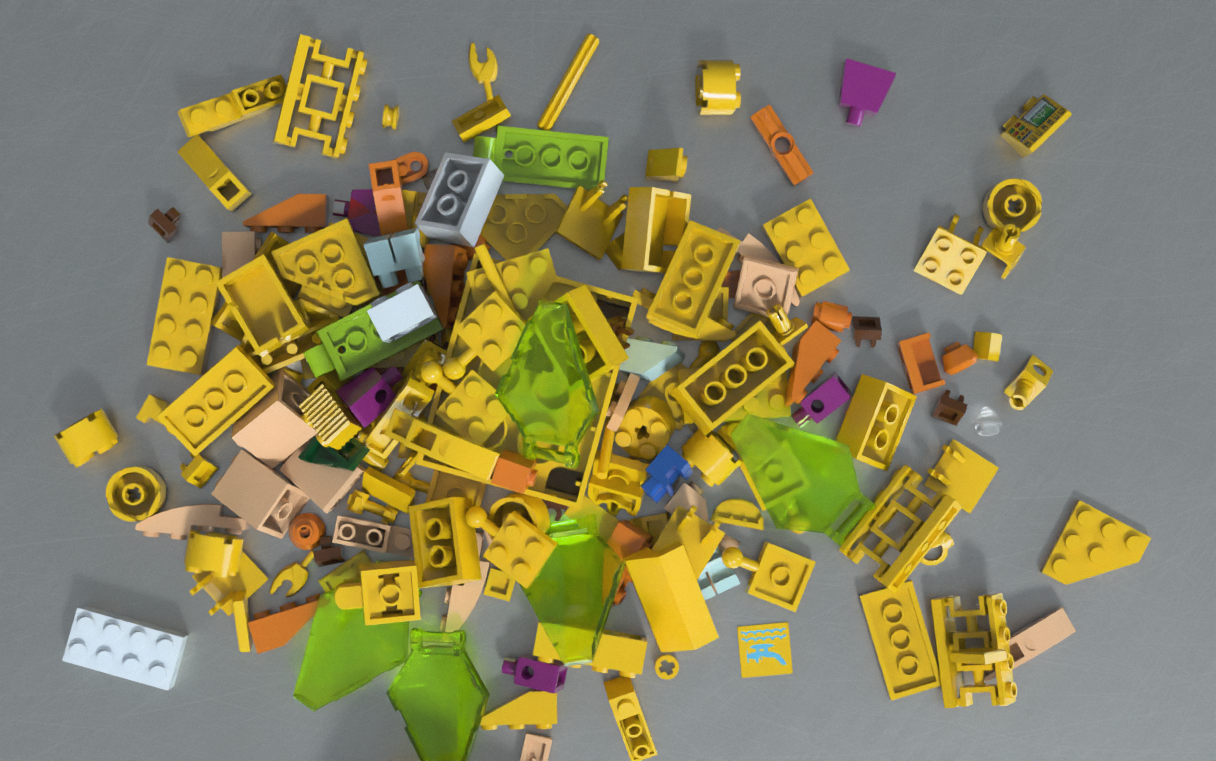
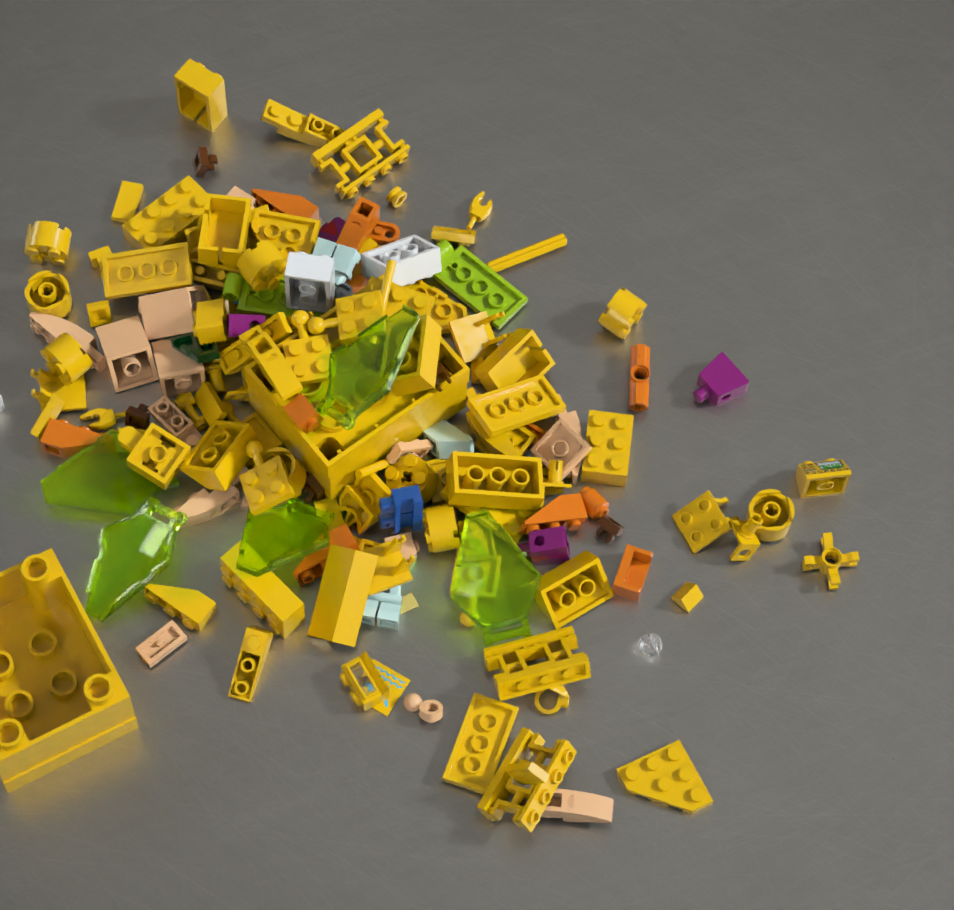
camera: 35 degrees right, 25 degrees down
(99, 156) = (201, 89): none -> yellow piece
(124, 324) = (127, 201): none -> yellow tile
(214, 173) = (259, 157): yellow slope -> none
(314, 528) = (134, 395): orange cone -> none
(338, 324) = (262, 266): none -> yellow brick
(433, 287) = (343, 290): none -> dark grey hinge
(499, 585) = (233, 515): yellow plate -> none
(546, 677) = (214, 584): magenta torso -> none
(663, 674) = (298, 642): yellow bush -> none
(665, 165) = (554, 333): yellow slope -> none
(738, 512) = (432, 583): yellow plate -> none
(750, 661) = (364, 682): none -> yellow window
(776, 575) = (427, 638): yellow plate -> none
(808, 643) = (428, 710): none -> light nougat plate
(949, 409) = (630, 615): reddish brown tile -> none
(958, 358) = (661, 587): orange cone -> none
(961, 475) = (608, 664): yellow plate -> none
(1028, 383) = (698, 637): yellow bracket -> none
(1084, 193) = (829, 552): none -> yellow pin

